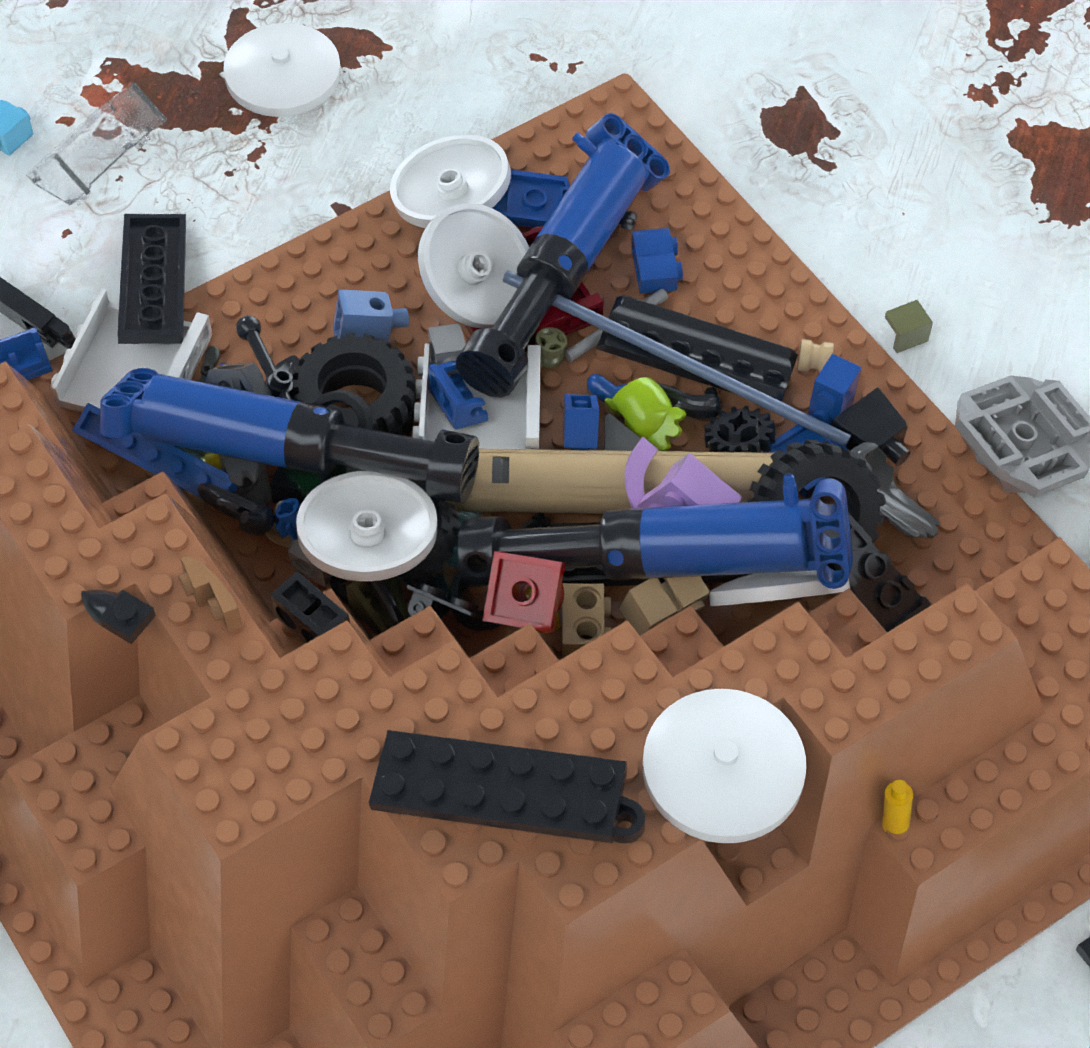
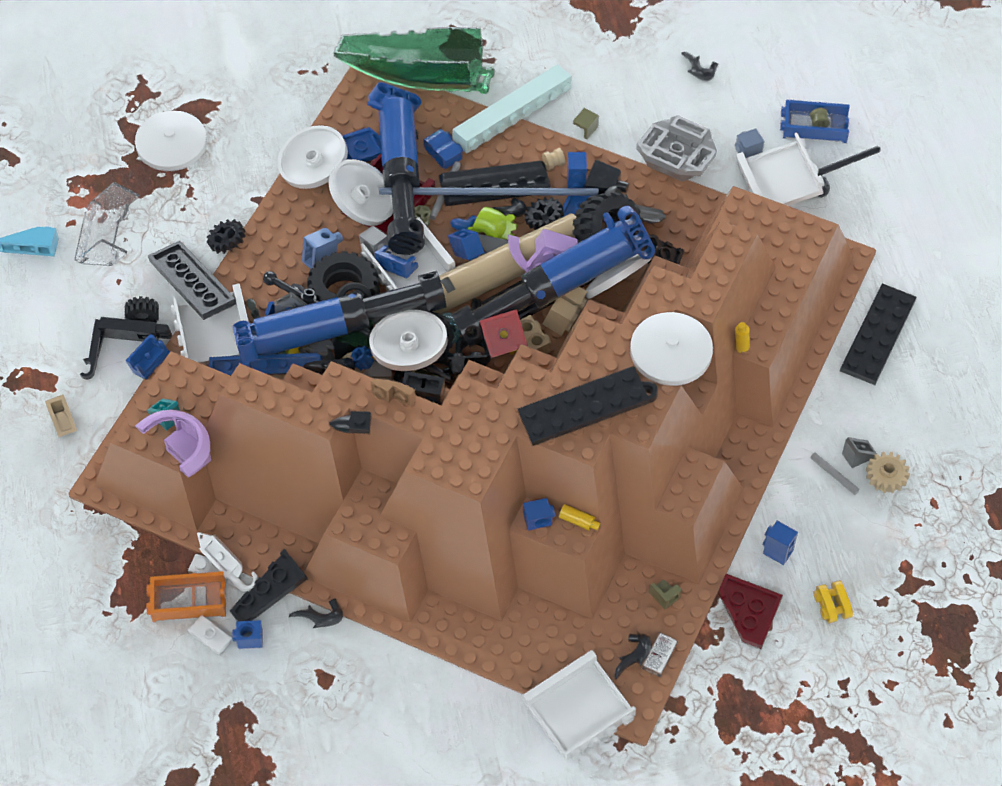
camera: 30 degrees left, 0 degrees up
(52, 288) = (142, 309): none -> black tyre
(251, 239) = (226, 236): none -> black gear
(345, 928) = (538, 514): none -> blue brick
(409, 973) = (578, 518): none -> yellow cylinder
(721, 119) = (426, 60): none -> clear green windscreen
(803, 249) = (512, 108): none -> light aqua brick

